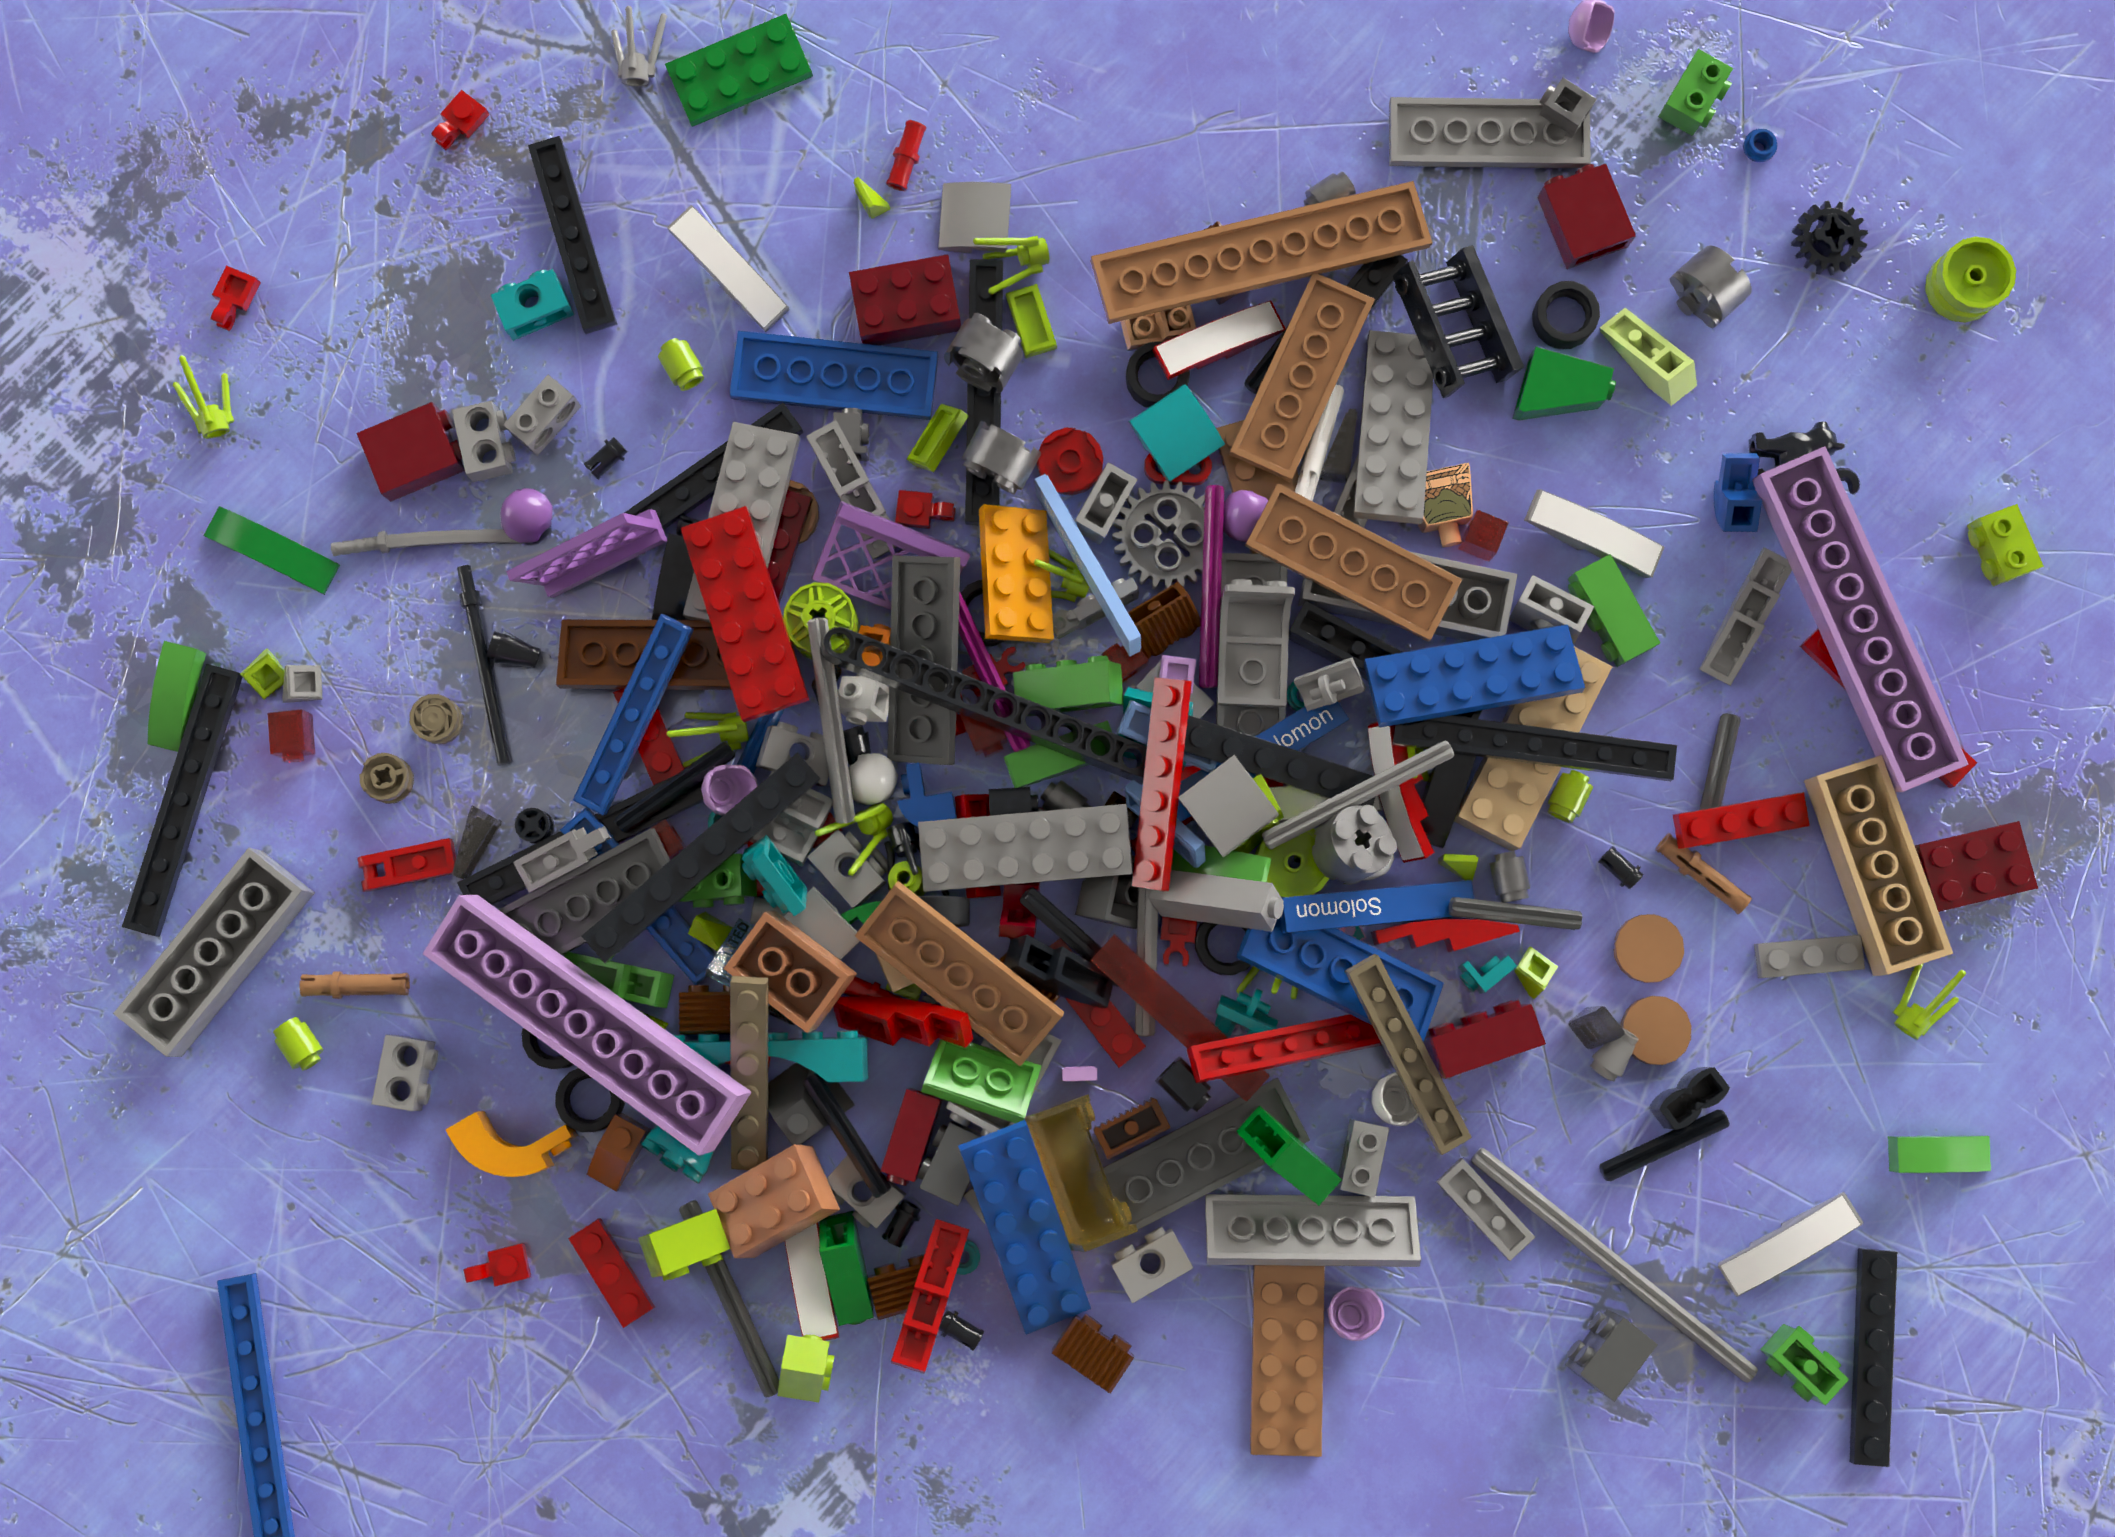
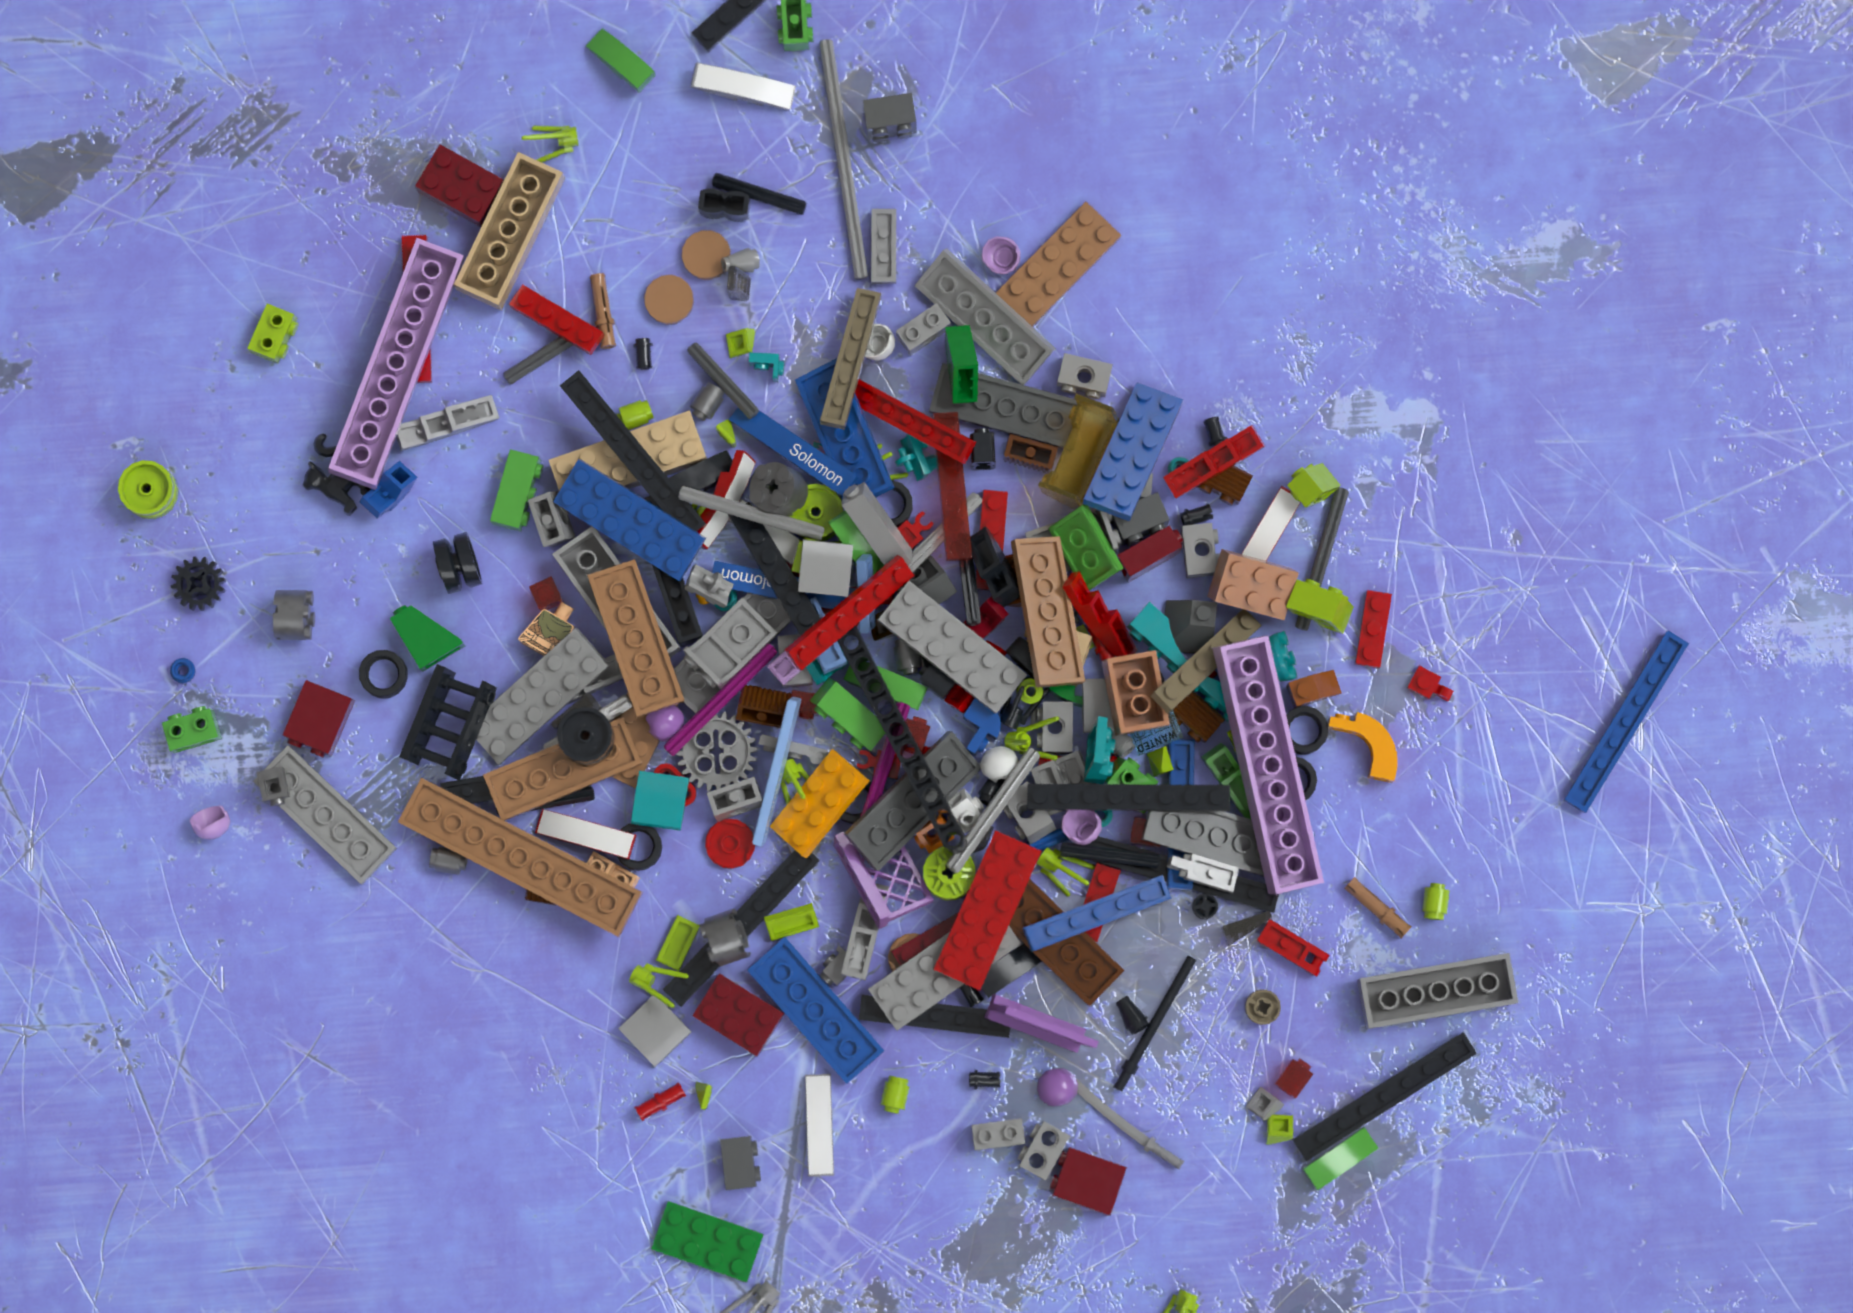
camera: 135 degrees left, 0 degrees up
(271, 549) = (1216, 1198): green slope -> none
(395, 1070) = (1394, 838): light grey brick -> none
(436, 719) = (1207, 1015): dark tan wheel -> none
(550, 308) = (962, 1206): teal brick -> none
(572, 235) = (888, 1227): black plate -> none
(774, 165) = (739, 1162): none -> dark grey brick
(845, 1268) = (1246, 517): green slope -> none
(846, 1135) = (1183, 584): black axle -> none
(918, 509) = (838, 892): red plate -> none
(1000, 456) = (770, 872): flat silver brick -> none
(1079, 1073) = (1031, 507): lavender tile -> none
(1093, 1352) = (1155, 358): reddish brown brick -> none
(1313, 399) = (571, 732): none -> black wheel
(1455, 932) = (763, 399): red slope -> none
(1483, 1038) = (803, 331): dark red brick -> none
(1594, 533) = (485, 541): white slope -> none
(1602, 480) = (453, 564): none -> black wheel
(1651, 356) = (360, 609): yellowish green slope -> none
(1809, 956) = (588, 218): light grey plate -> none

